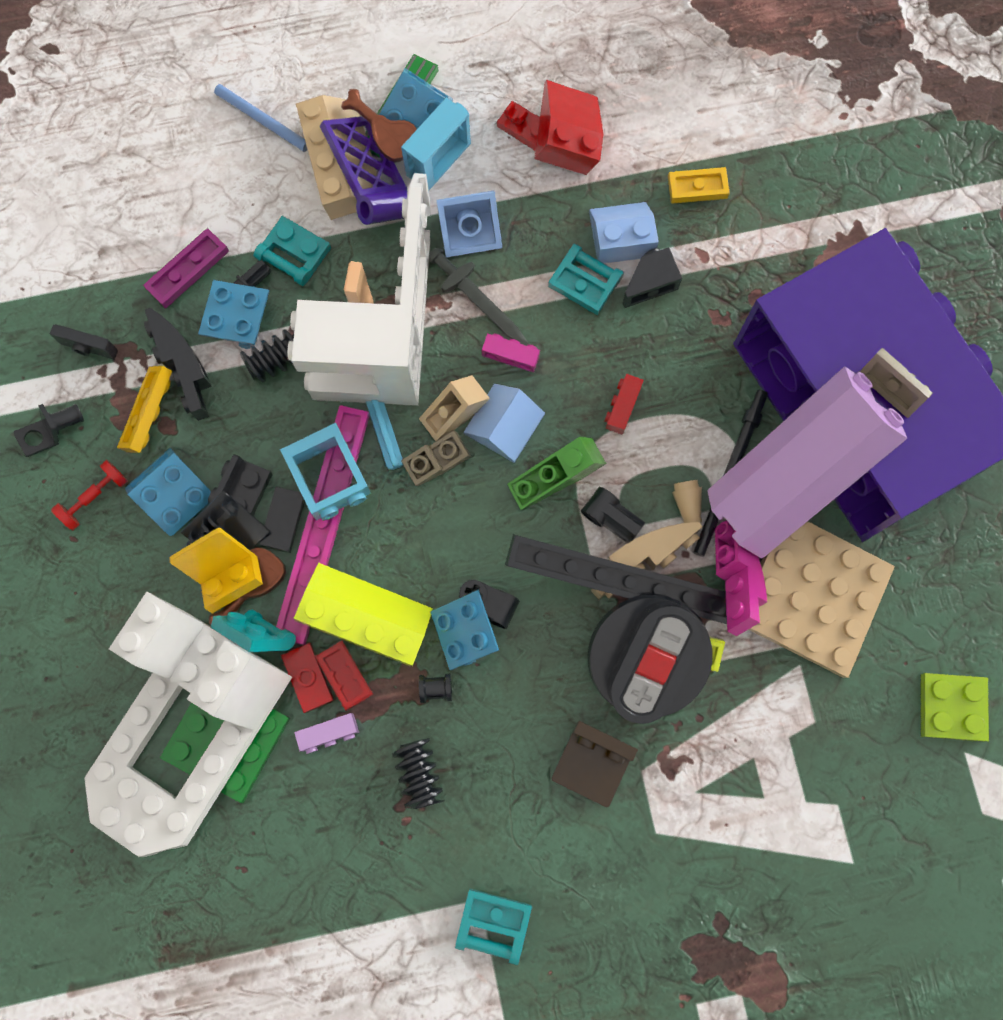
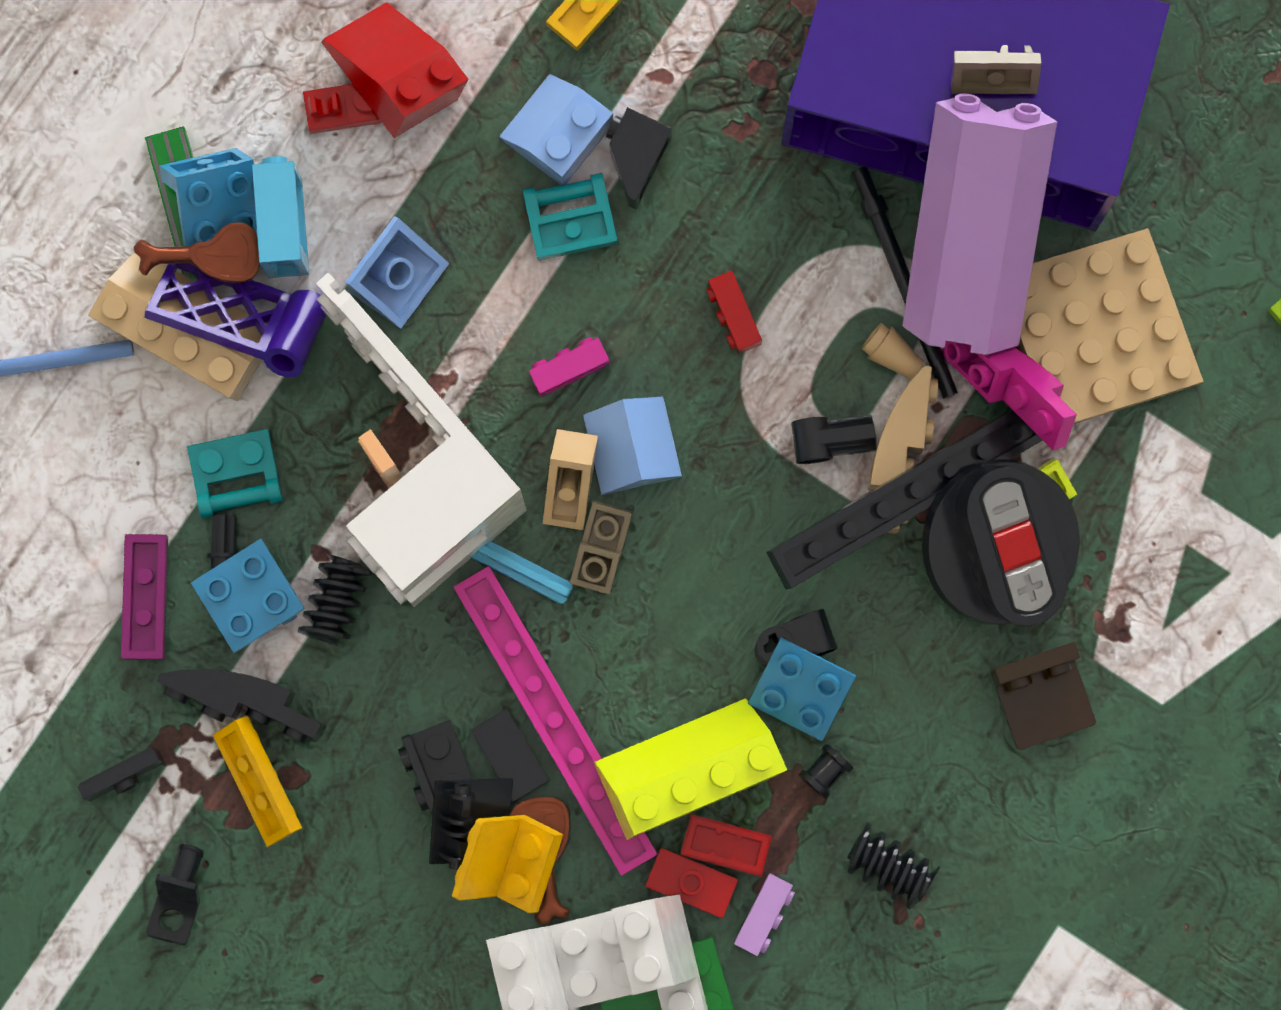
camera: 45 degrees left, 5 degrees up
(66, 516) = (292, 919): red wheel -> none
(169, 492) = (367, 837): dark azure bracket -> none
(253, 632) = (602, 887): teal plate -> none
(312, 446) = (473, 654): medium azure window -> none
(460, 279) = (439, 338): pearl dark grey sword -> none
(494, 915) = (1088, 923): teal plate -> none
(557, 472) = (735, 448): bright green slope -> none

